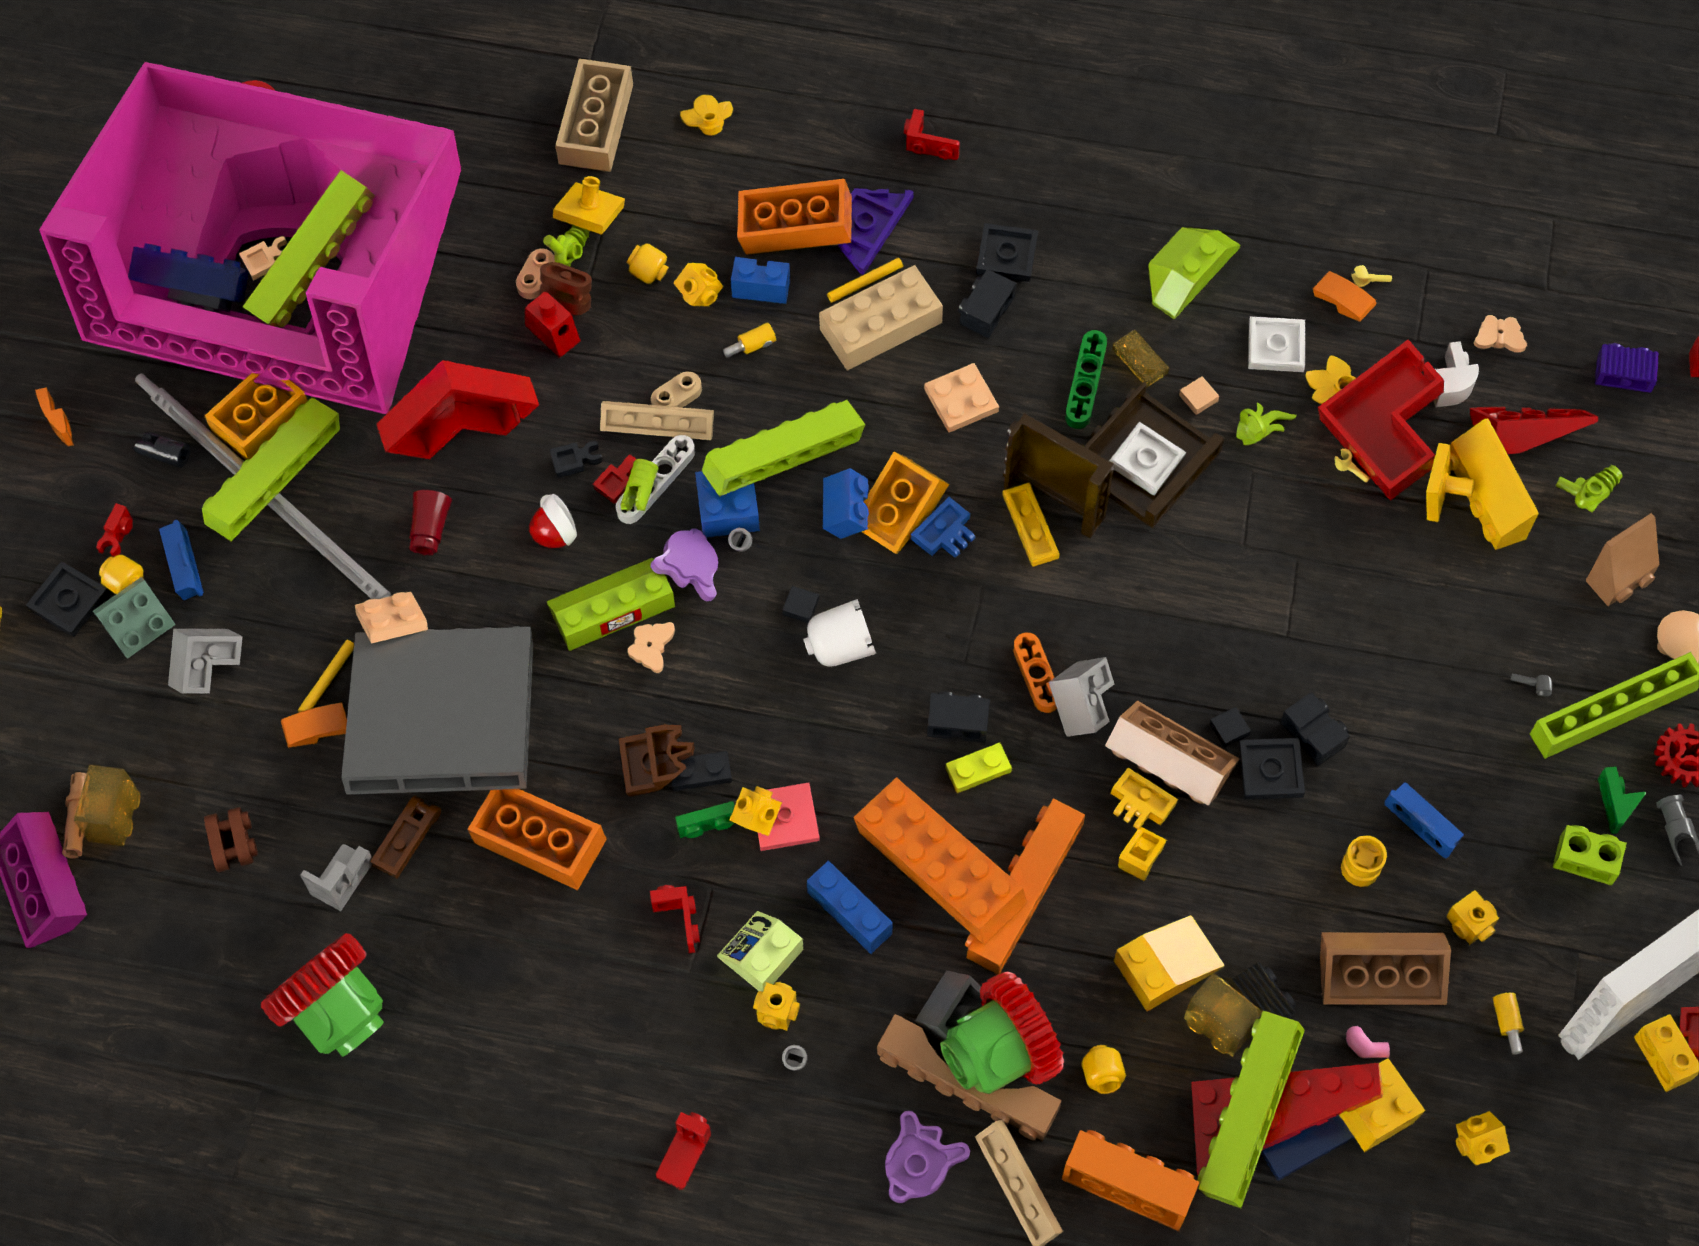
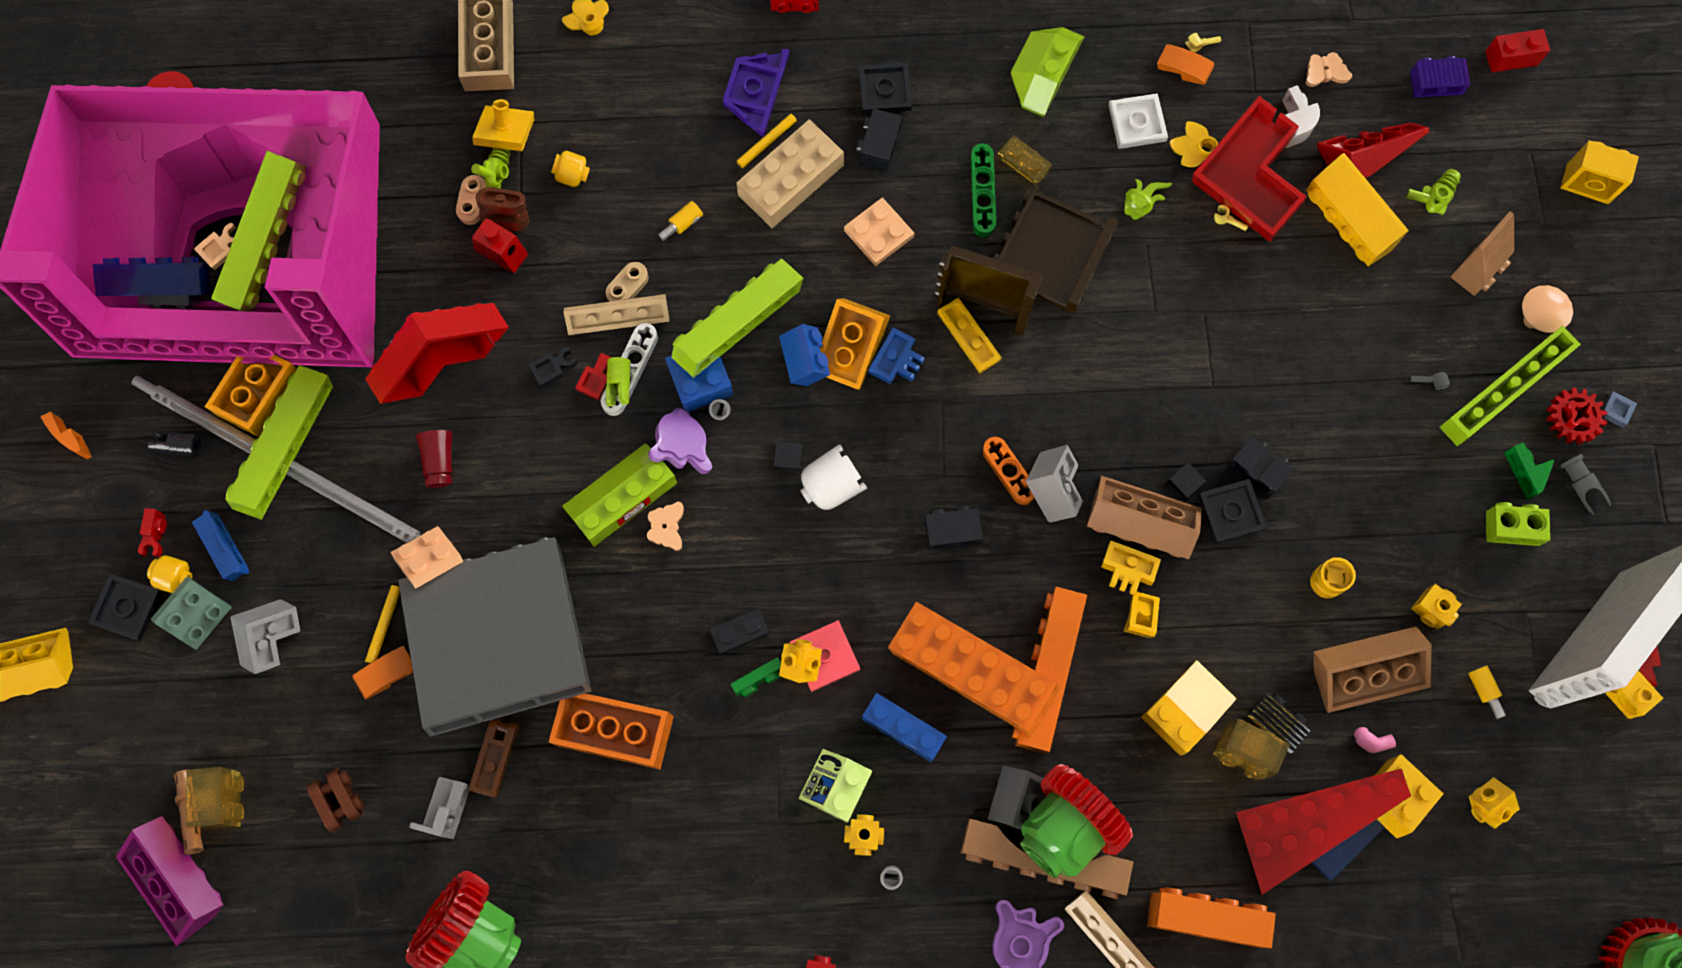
camera: 15 degrees left, 10 degrees up
(552, 523) = (549, 433): piece -> none
(653, 758) = (696, 633): reddish brown plate -> none
(672, 898) = (743, 757): red bracket -> none
(698, 284) = (621, 179): yellow brick -> none
(760, 282) = (675, 164): blue brick -> none
(794, 216) = (691, 97): orange brick -> none
(978, 767) = (981, 570): neon yellow plate -> none
(1103, 1069) = (1159, 821): yellow head -> none
(1147, 458) = (1055, 252): white tile -> none
(1199, 395) = (1083, 183): light nougat tile -> none
(1251, 1109) = (1300, 833): lime brick -> none
(1424, 819) = (1372, 527): blue piece -> none
(1442, 483) = (1315, 218): yellow tile -> none

